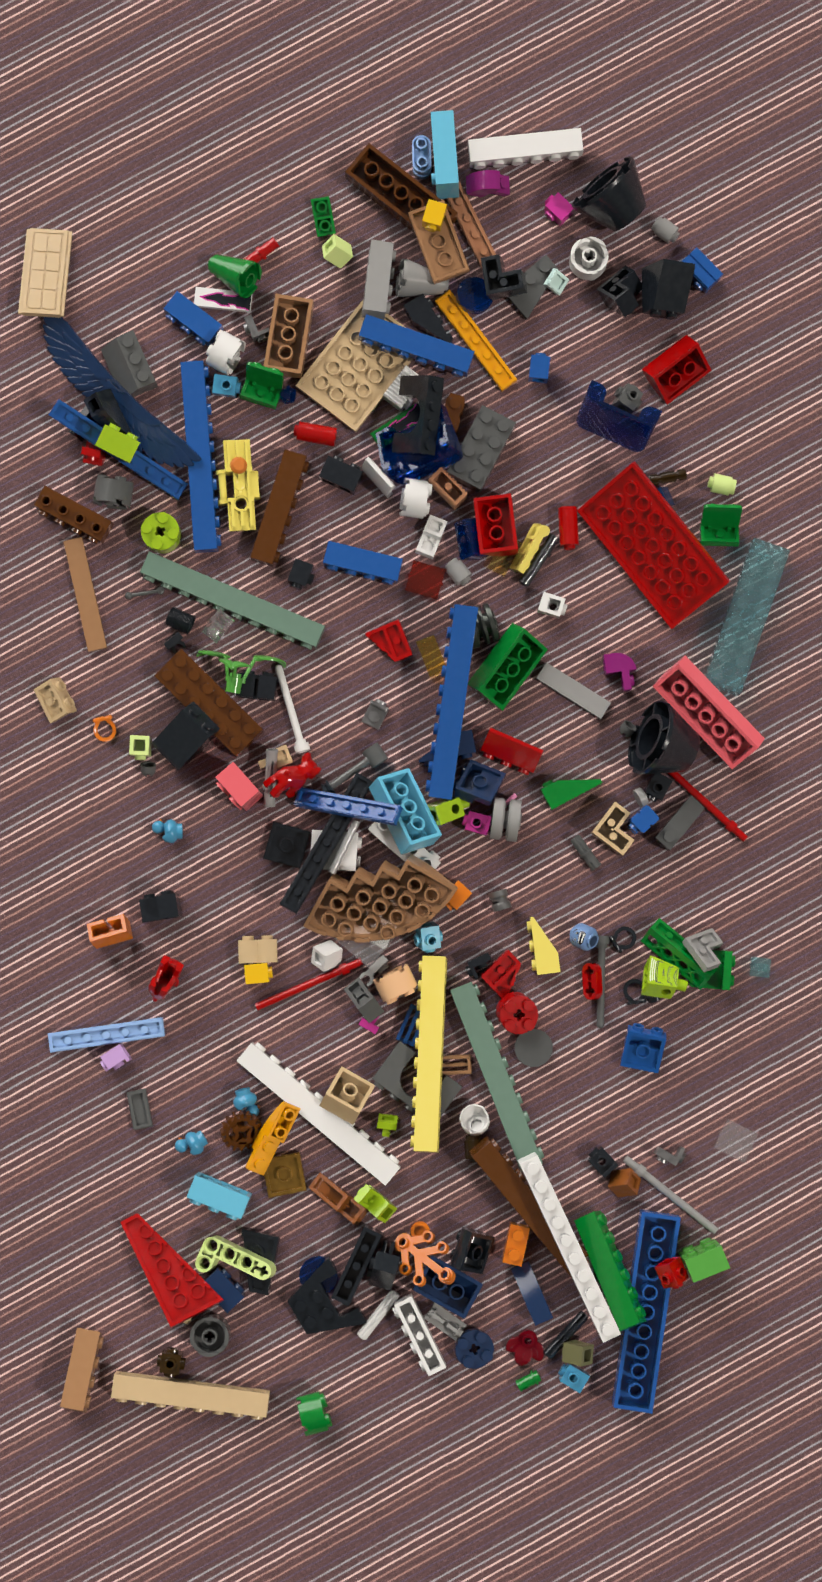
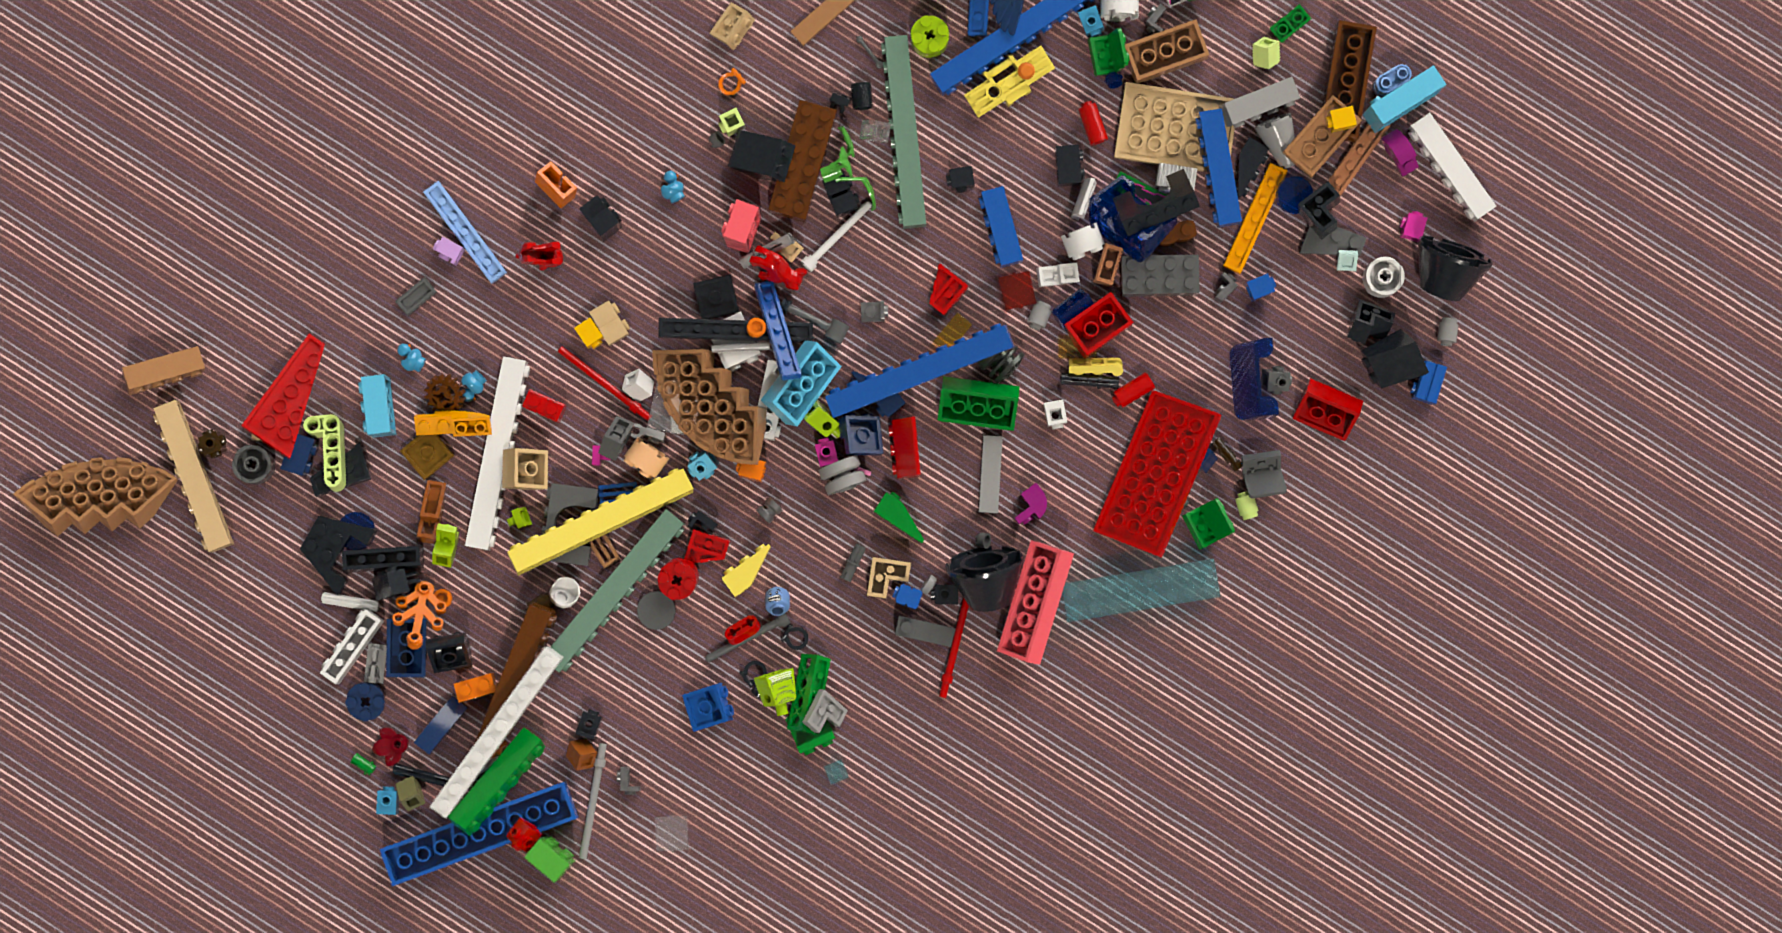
camera: 55 degrees right, 0 degrees up
(157, 1490) = (95, 493): none -> medium nougat brick
(279, 507) = (1009, 127): reddish brown brick -> none
(300, 1048) = (544, 406): none -> red brick
(313, 1413) = (234, 591): green brick -> none
(334, 823) = (756, 327): none -> orange tile
(525, 400) = (1223, 291): none -> flat silver bracket
(703, 455) = (1263, 474): none -> dark grey bracket

